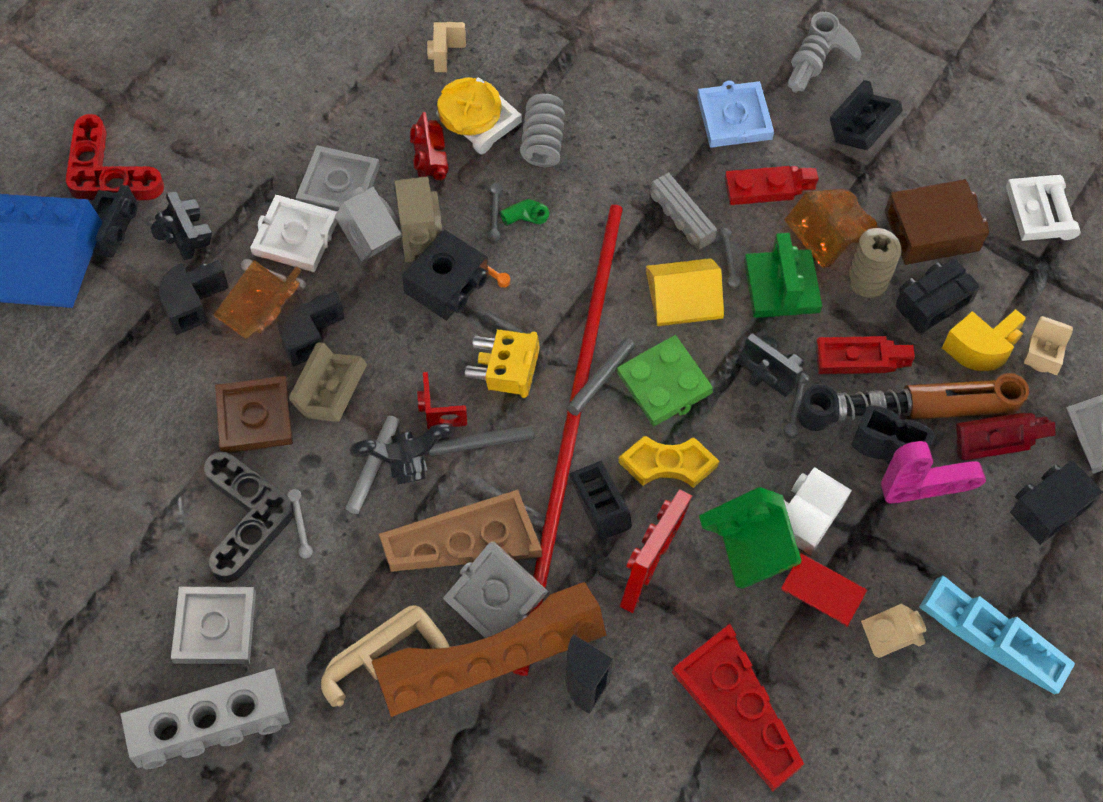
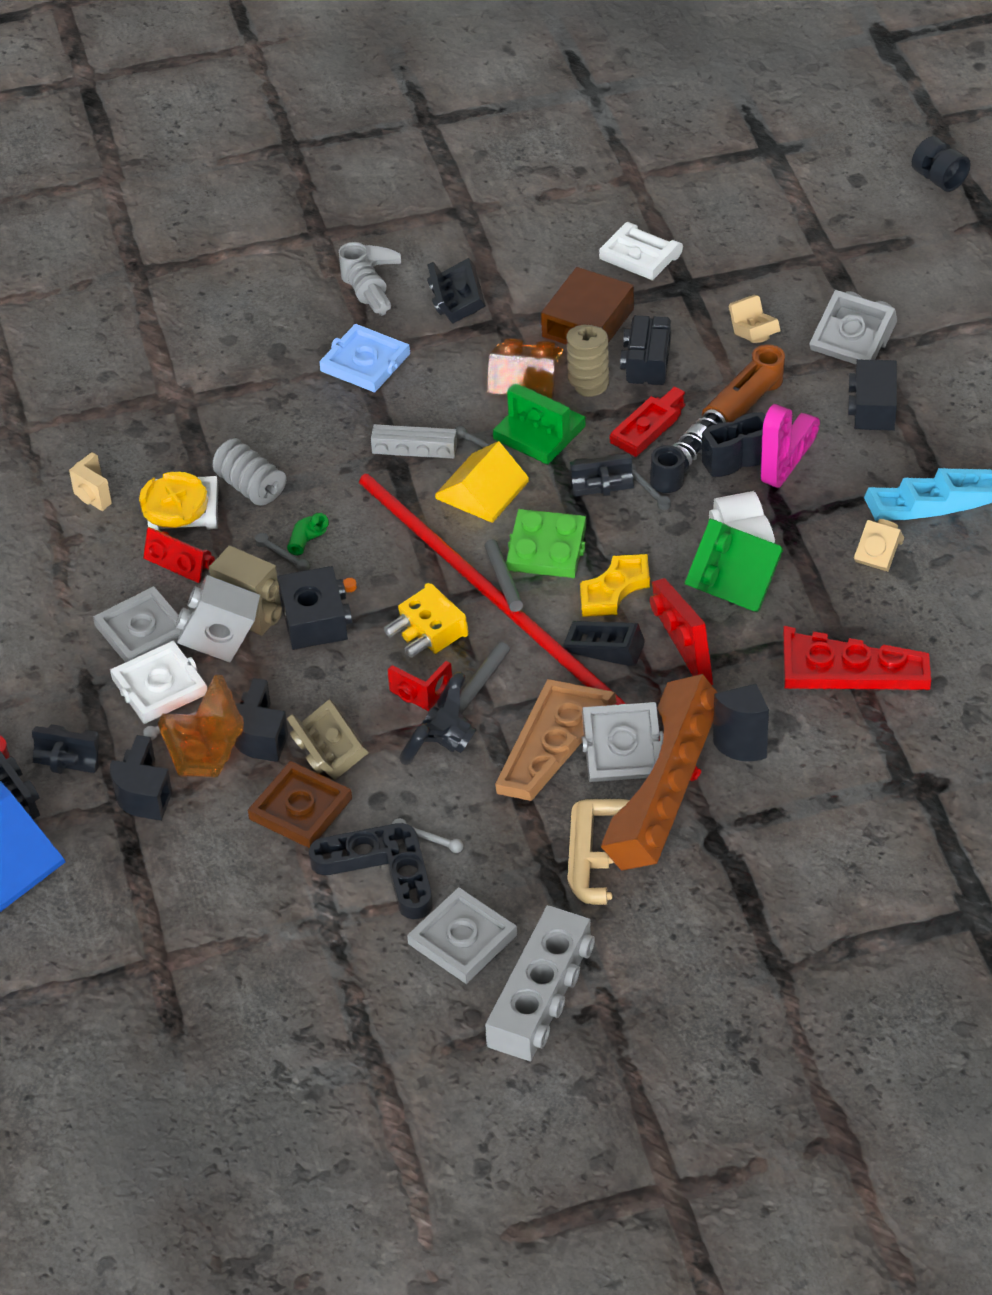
camera: 45 degrees left, 15 degrees down
(371, 467) = (427, 762): light grey bar -> none
(768, 184) = (446, 380): red hinge -> none
(824, 590) = (812, 556): red hinge -> none
(981, 346) = (711, 354): yellow brick -> none
(1001, 435) = (795, 386): dark red hinge -> none

